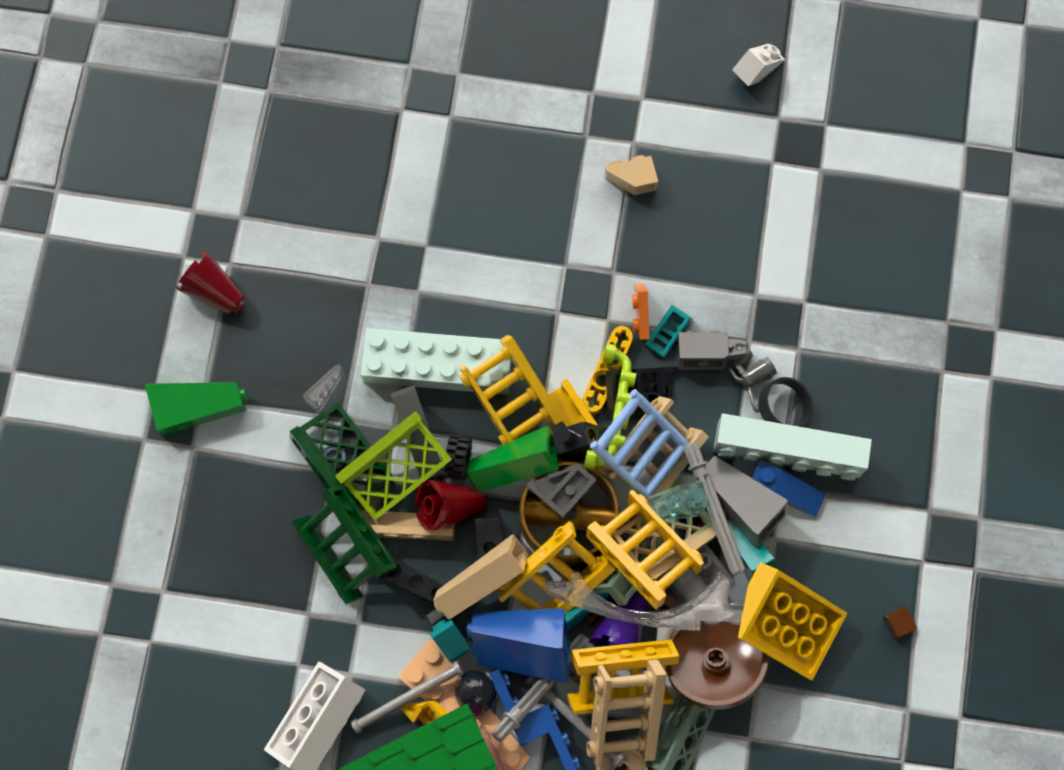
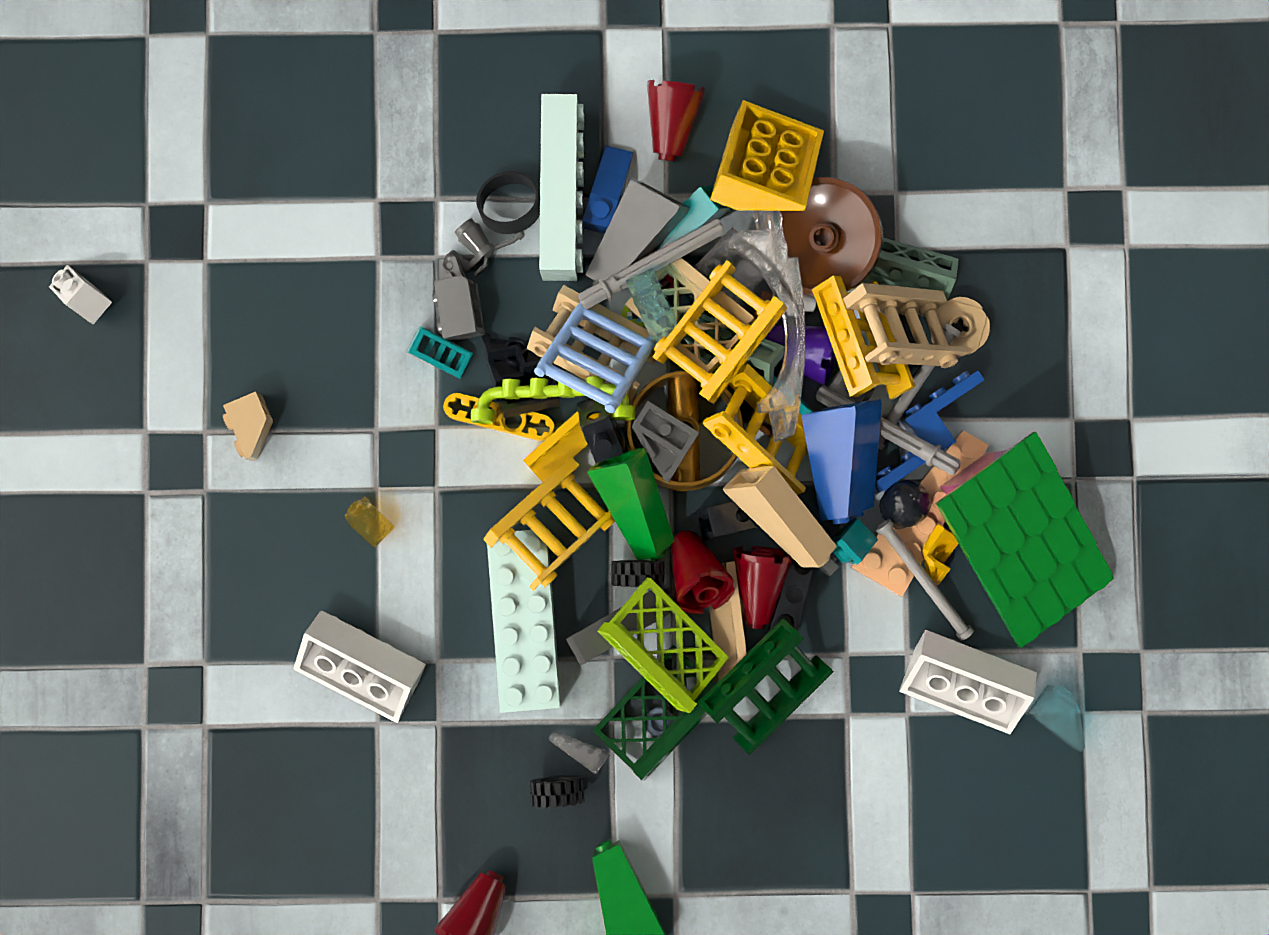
camera: 100 degrees left, 10 degrees up
(294, 363) = (557, 791): none -> black tyre
(426, 229) = (358, 666): none -> white slope
(432, 556) = (760, 582): none -> dark red cone
(539, 254) = (368, 521): none -> clear yellow bracket
(640, 303) = (417, 387): orange wing -> none
(841, 551) = (672, 115): none -> dark red cone
(900, 622) = (738, 44): reddish brown slope -> none

